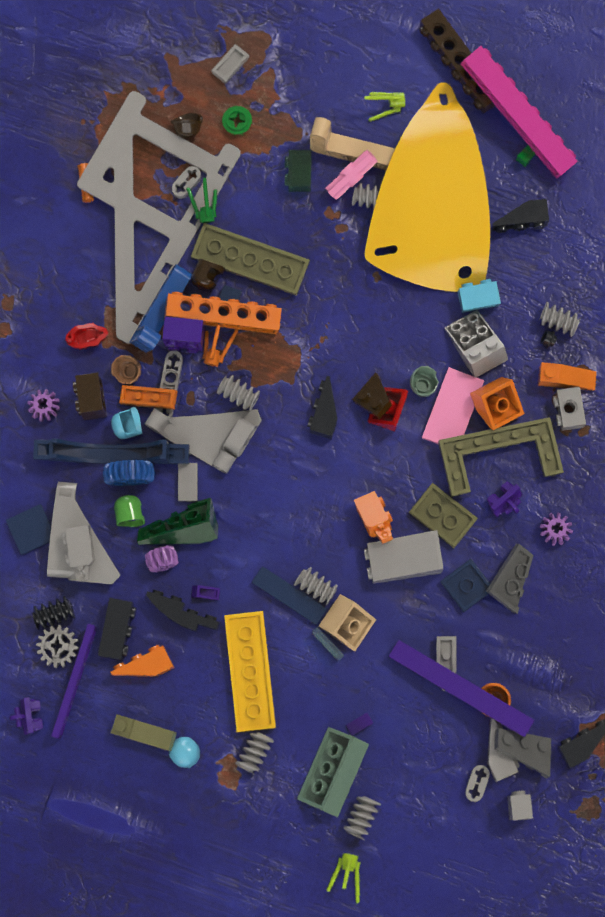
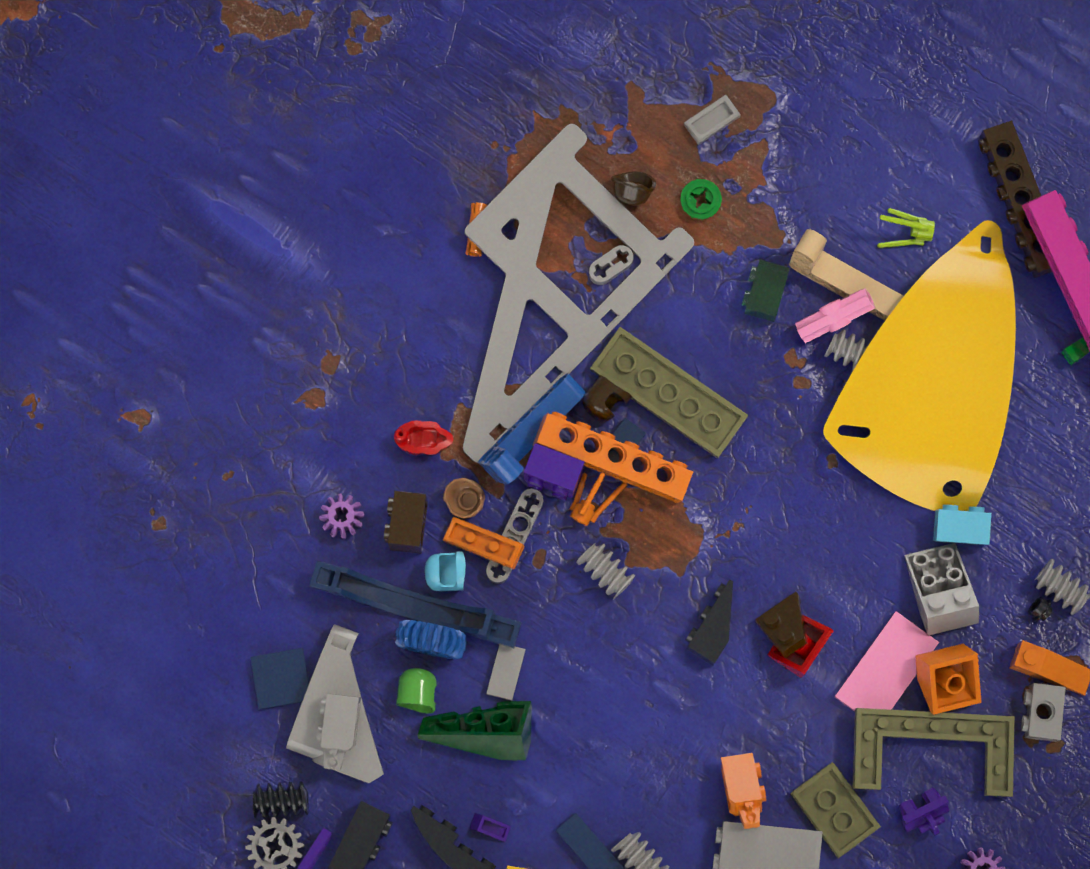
camera: 10 degrees right, 0 degrees up
(161, 559) = (444, 767): medium lavender gear -> none
(205, 214) = (627, 315): green plant -> none
(211, 437) = (553, 619): light grey panel -> none
(424, 381) = (857, 622): sand green hair -> none
(529, 214) = (1058, 433): black slope -> none

